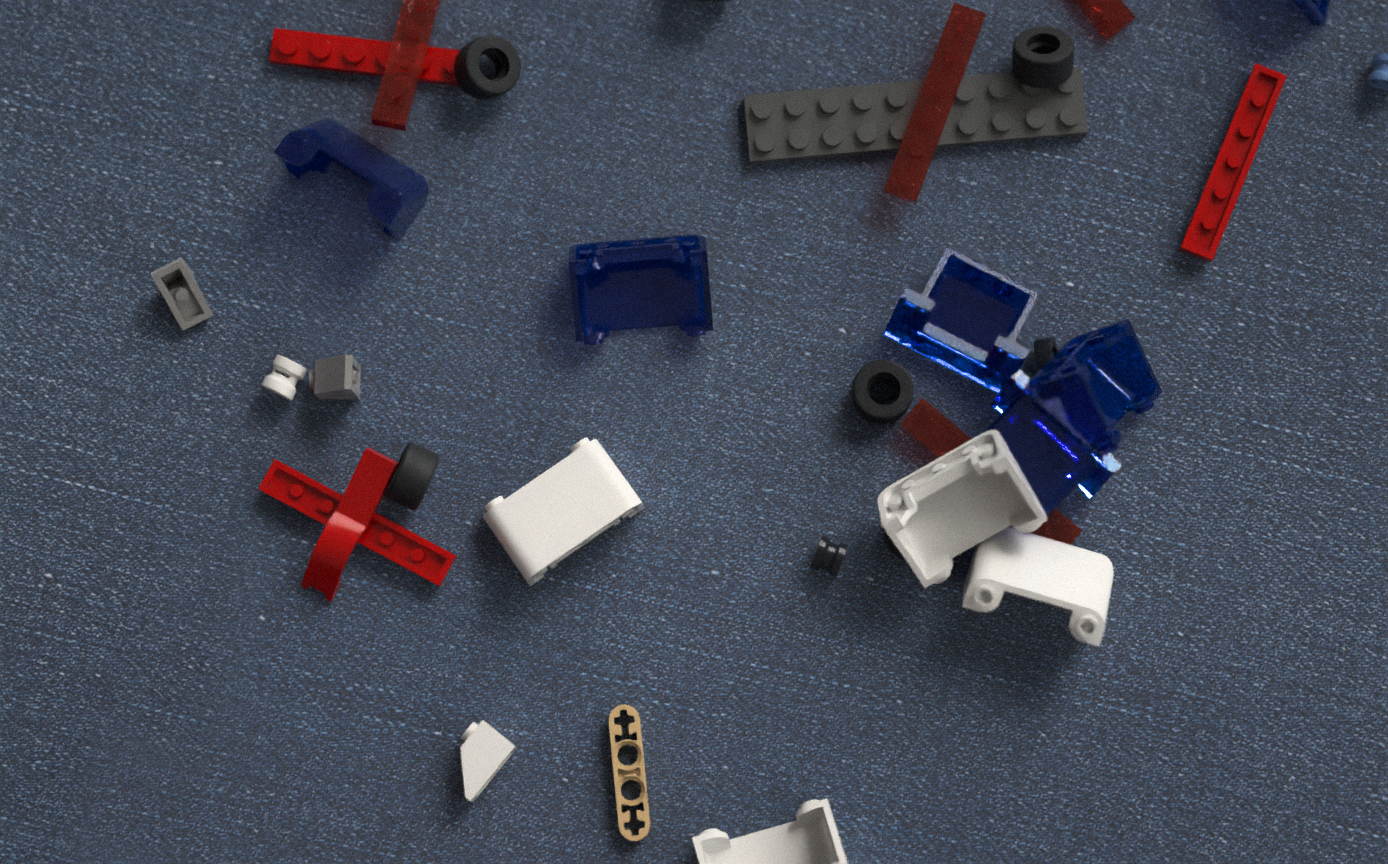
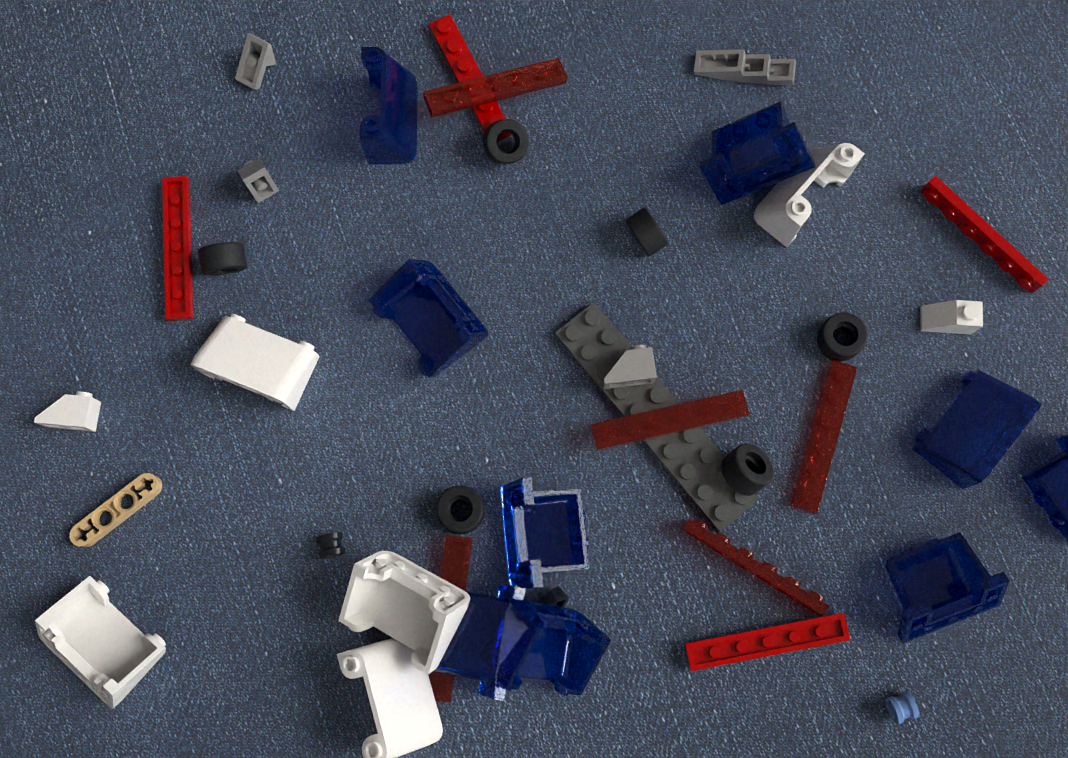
camera: 55 degrees right, 5 degrees down
(280, 384) = (240, 150): white wheel -> none
(349, 522) = (171, 240): red piece -> none
(852, 102) = (632, 369): none -> light grey slope
(1160, 115) = (765, 572): none -> clear red plate

